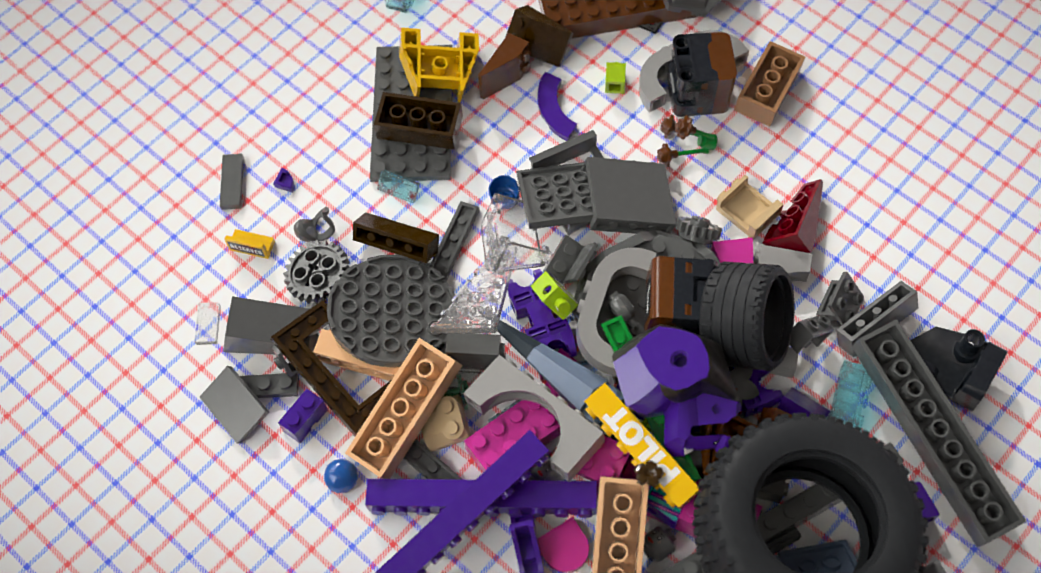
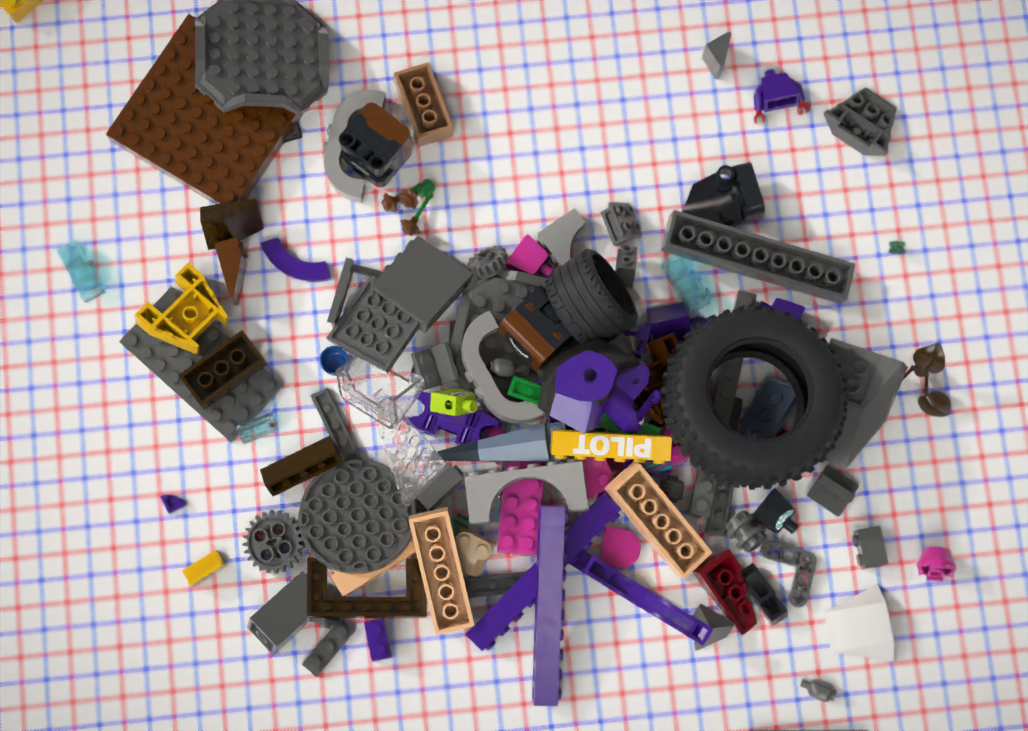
camera: 55 degrees left, 15 degrees up
(207, 323) = (241, 649): clear tile -> none
(231, 181) = (136, 541): dark grey tile -> none
(234, 404) = (325, 679): tile -> none
(306, 228) = (230, 521): dark grey piece -> none
(340, 476) = (442, 649): blue hair -> none
(615, 77) = (314, 200): lime brick -> none
(648, 473) = (635, 459): dark brown plant -> none
(747, 207) = (499, 212): tan panel -> none
(800, 222) = (543, 195): dark red wedge -> none
(894, 304) = (654, 212): dark grey brick -> none

